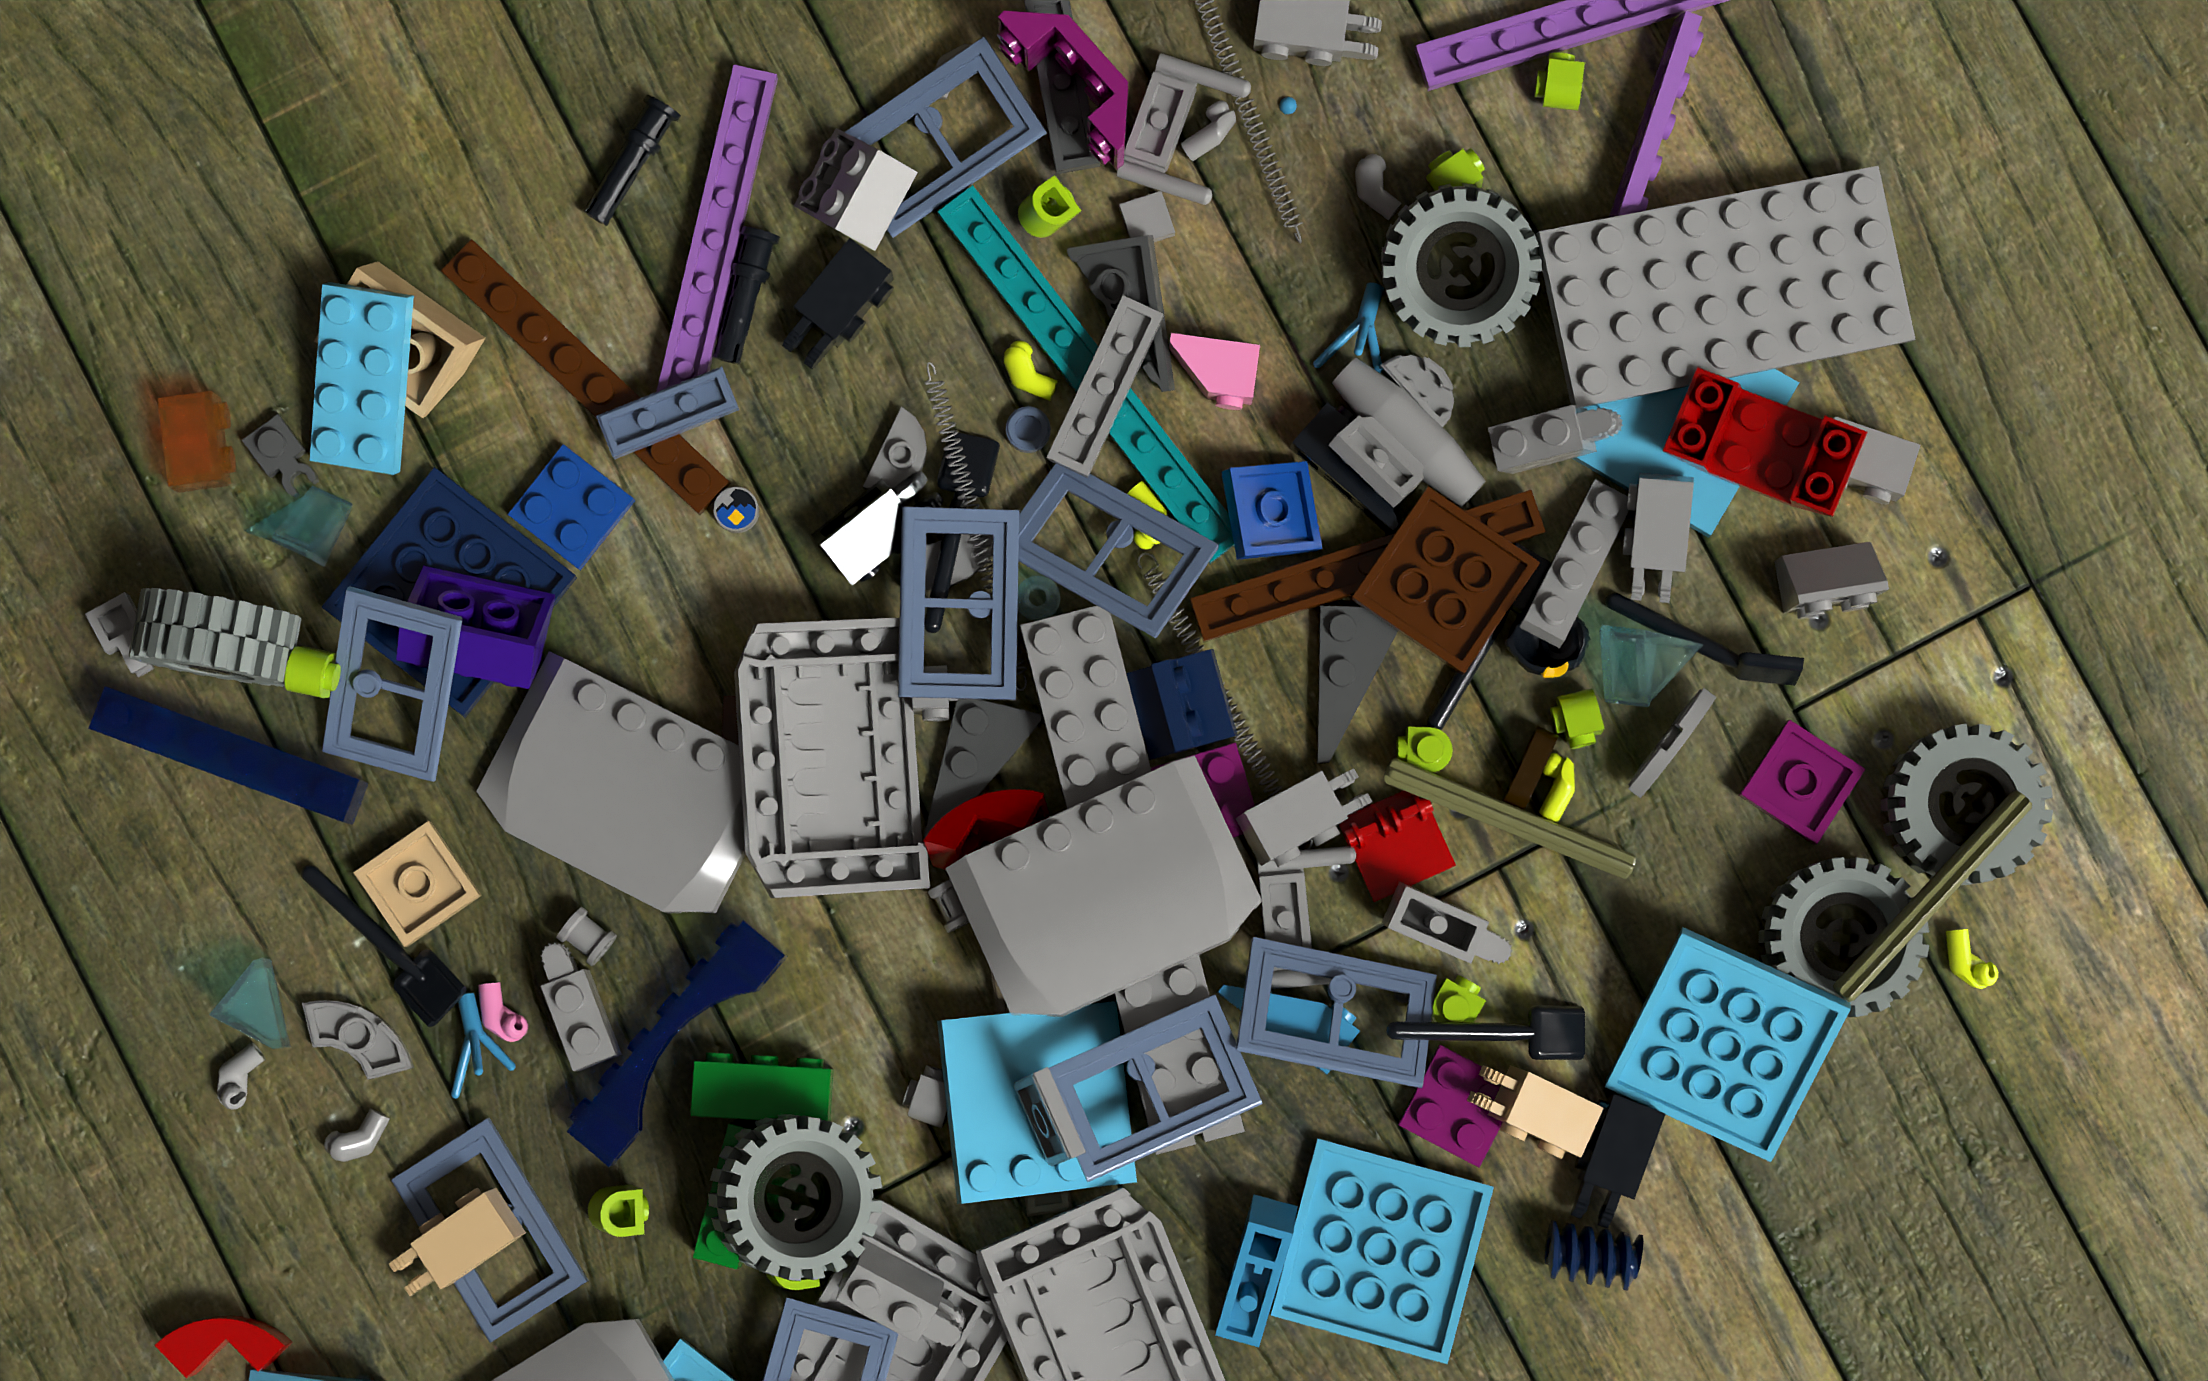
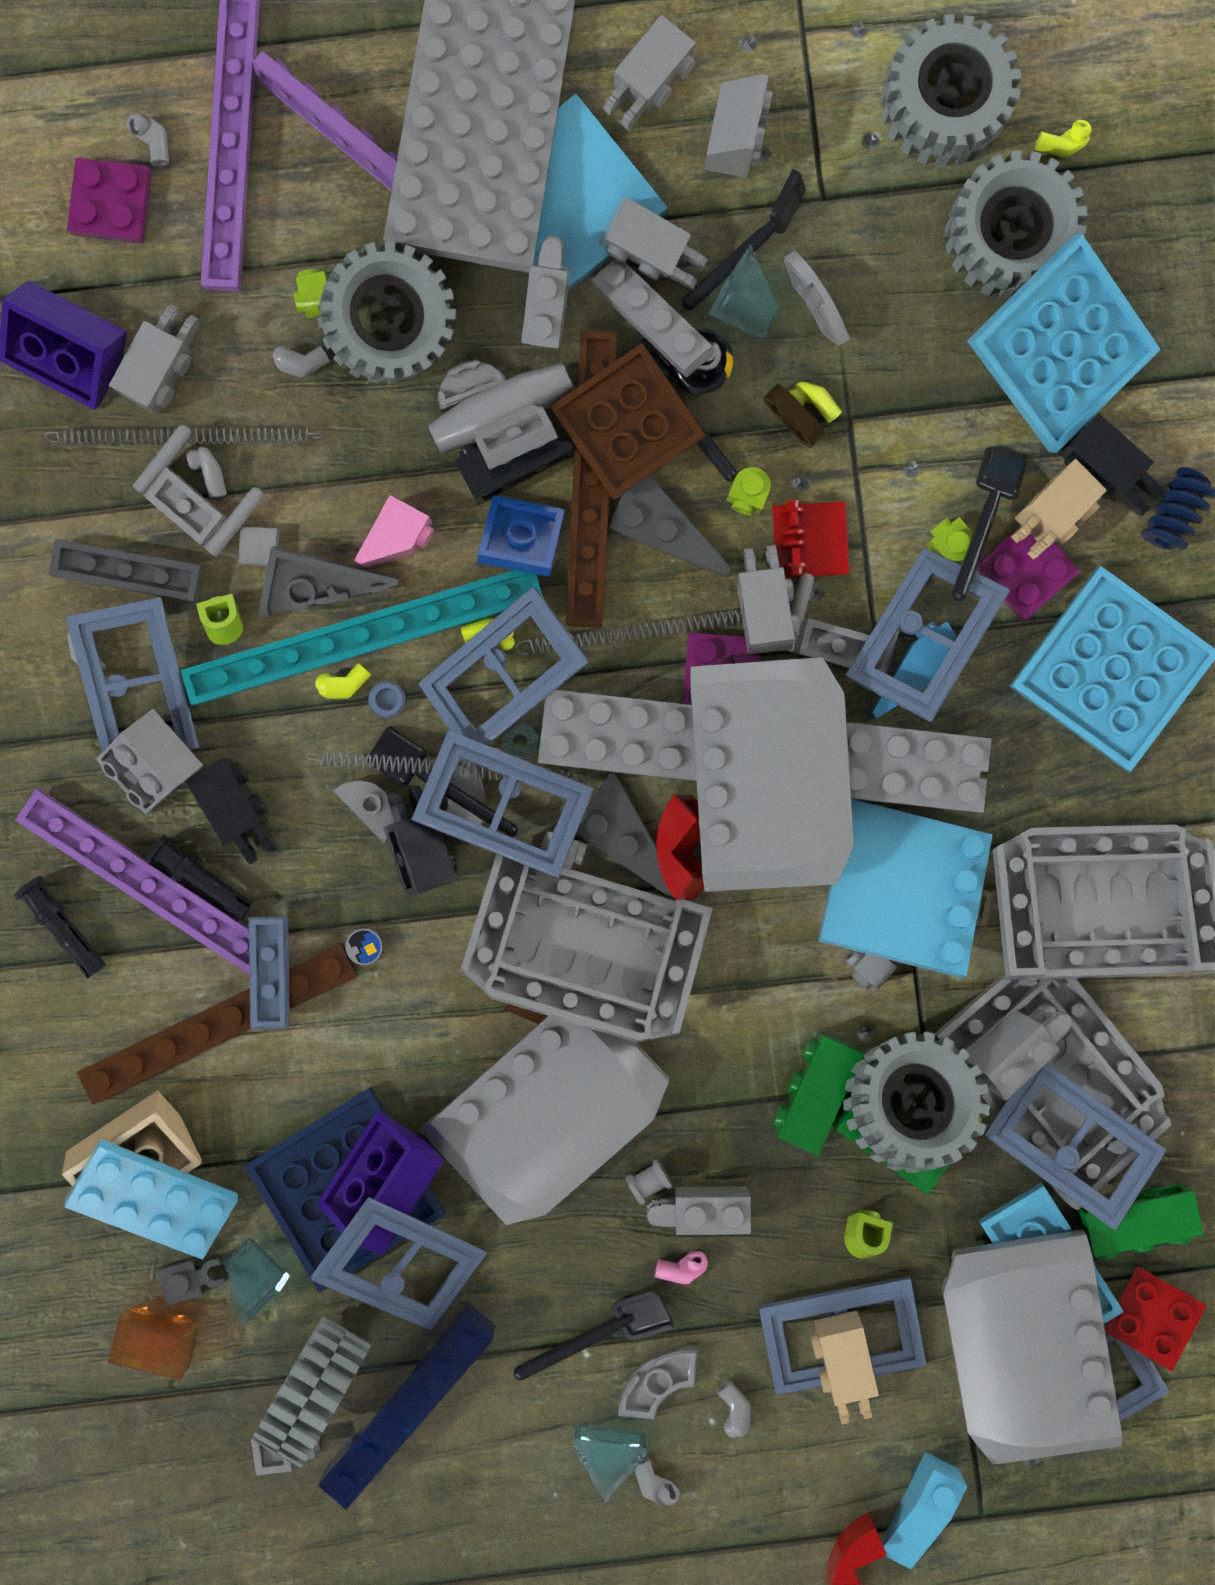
camera: 65 degrees left, 5 degrees up
(312, 672) = (366, 1325): lime plate -> none
(417, 884) = (560, 1295): tan plate -> none
(471, 1044) = (688, 1293): dark azure plant -> none
(571, 507) = (315, 1071): blue plate -> none
(616, 1114) = (793, 1208): clear blue arch -> none
(949, 905) = (730, 898): light grey bush -> none
(1033, 36) = (77, 575): magenta slope -> none
(1049, 1117) = (930, 884): light grey tile -> none
(1105, 386) = (376, 626): light grey plate -> none
(1132, 1048) = (899, 800): sand blue door -> none
(1181, 704) = (644, 662): dark blue bracket -> none
(1256, 1270) = (1093, 768): dark azure slope -> none
(1287, 105) = (211, 404): dark azure piece -> none
(1364, 325) = (402, 409): dark azure plant -> none
(1444, 926) = (890, 527): light grey hinge -> none
(1509, 818) = (826, 445): olive axle -> none
(1561, 82) = (272, 184): lime plate -> none
(1578, 718) = (769, 363): lime plate -> none
(1764, 444) = (619, 129): red slope -> none
(1801, 782) = (882, 212): magenta plate -> none
(1932, 896) = (1017, 137): olive axle -> none

